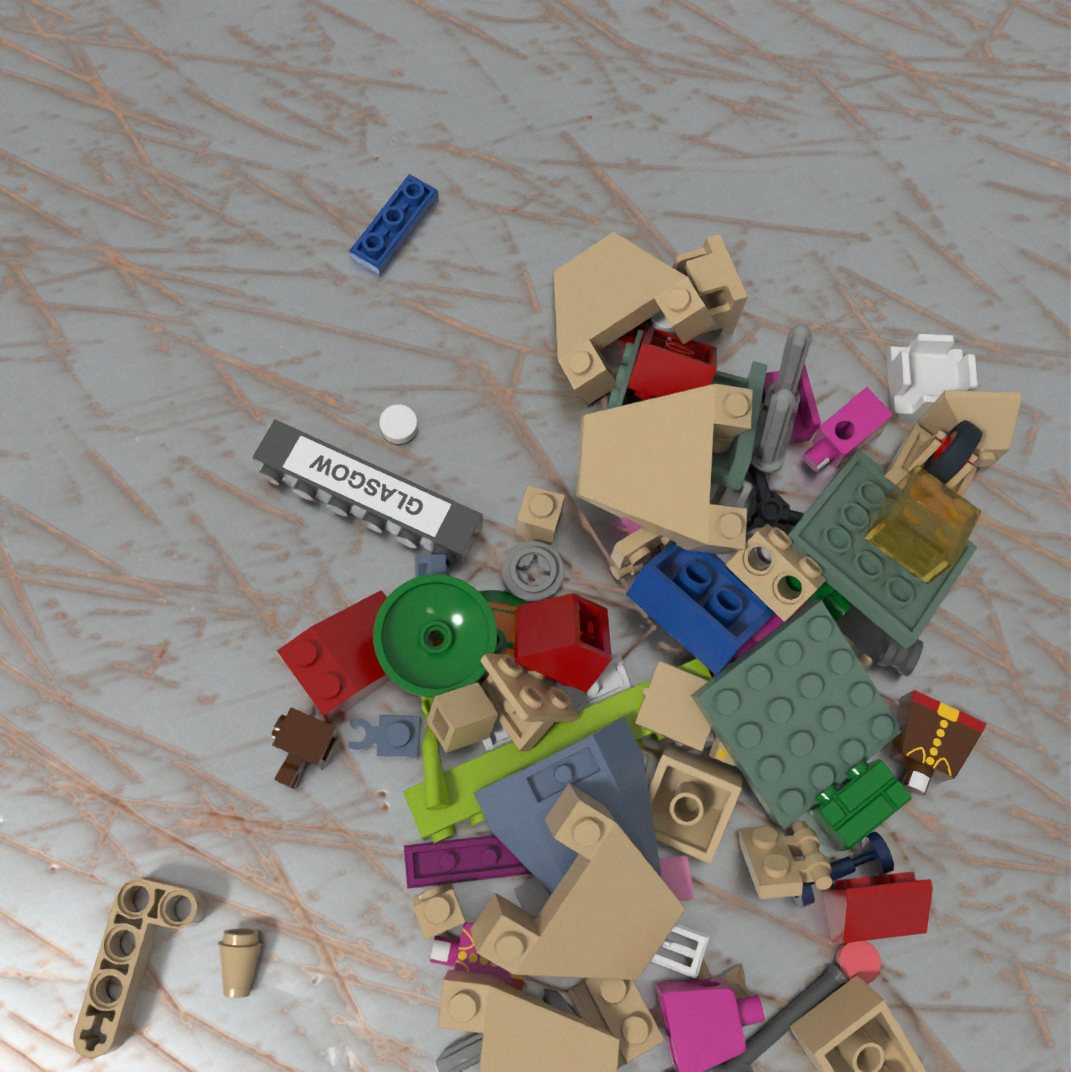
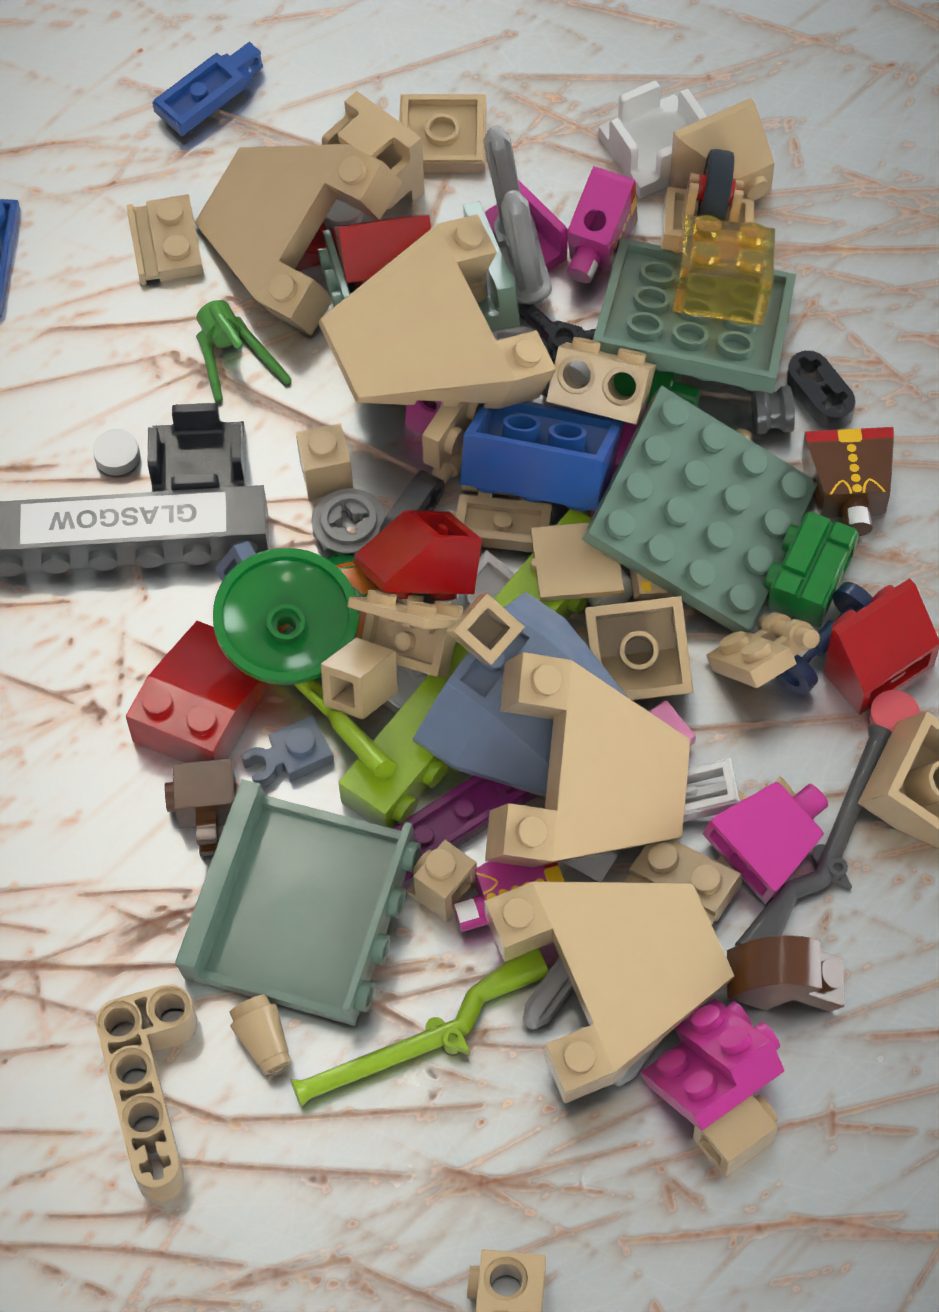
camera: 20 degrees left, 10 degrees down
(322, 872) = (298, 905): none -> sand green panel
(367, 1035) = (504, 979): none -> lime piece
(451, 459) = (196, 450): none -> panel
(525, 274) = (165, 239): none -> tan plate
(525, 366) = (223, 329): none -> bright green plant
(562, 758) = (485, 629): none -> tan brick
(589, 583) = (421, 494): none -> black beam
(619, 171) = (207, 88): none -> blue hinge
(642, 634) = (502, 521): none -> tan plate
(775, 291) = (449, 128): none -> tan tile
(951, 651) = (826, 386): none -> black beam

